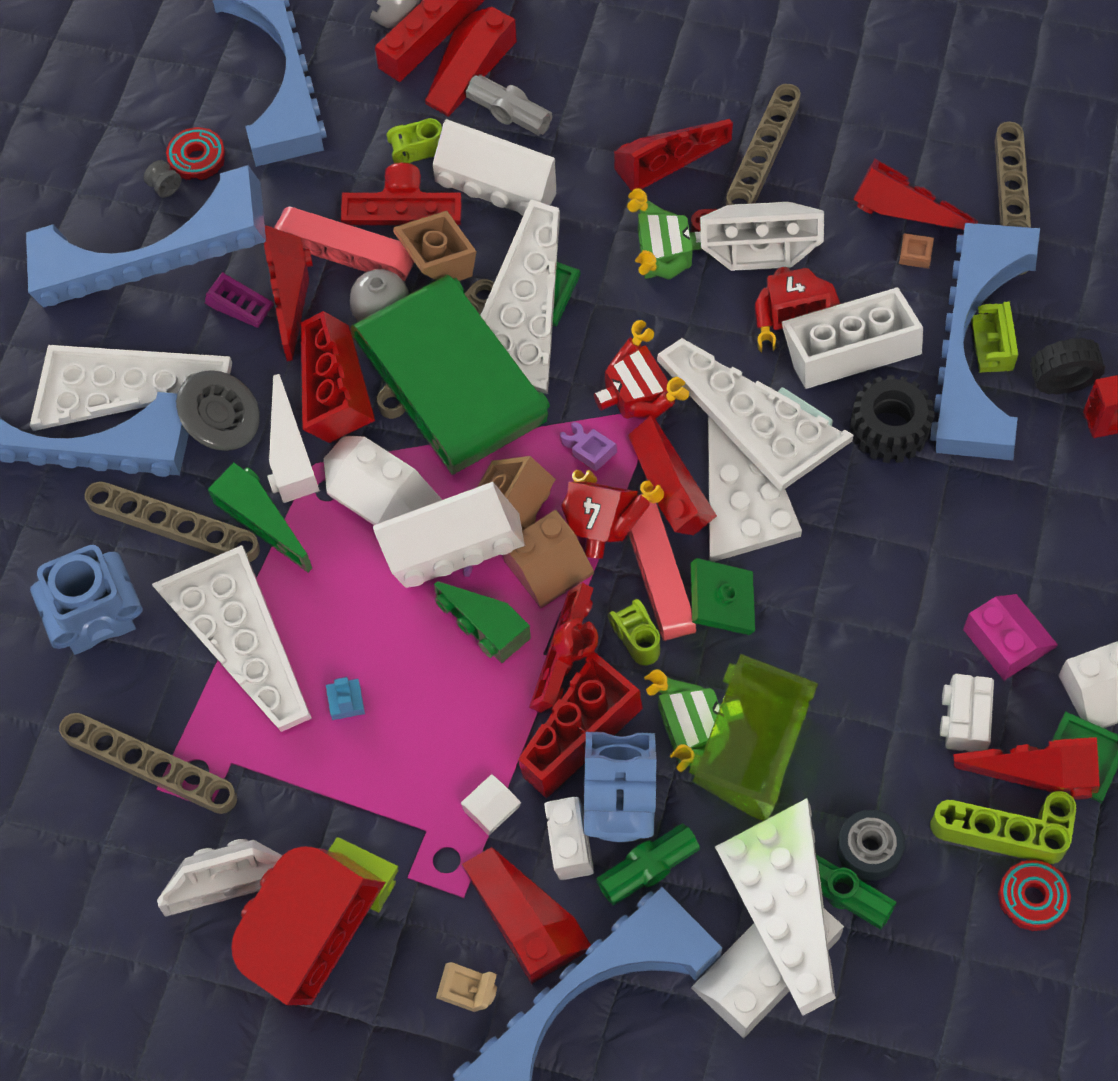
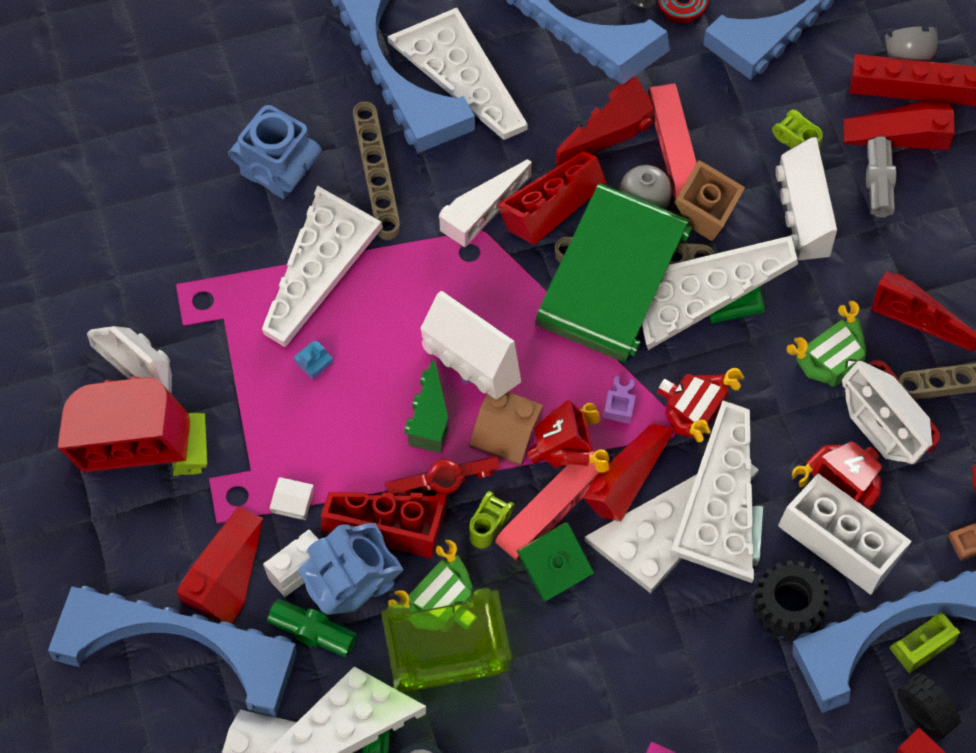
camera: 55 degrees right, 0 degrees up
(150, 758) = (185, 267): dark tan beam -> none
(212, 417) = (476, 142): dark grey wheel -> none
(235, 288) = (574, 83): magenta slope -> none
(246, 501) = (420, 211): green slope -> none
(374, 481) = (488, 279): white wedge -> none
(399, 201) = (738, 155): red plate -> none
(467, 987) = (148, 559): tan bracket -> none
(522, 483) = (544, 372): medium nougat slope -> none

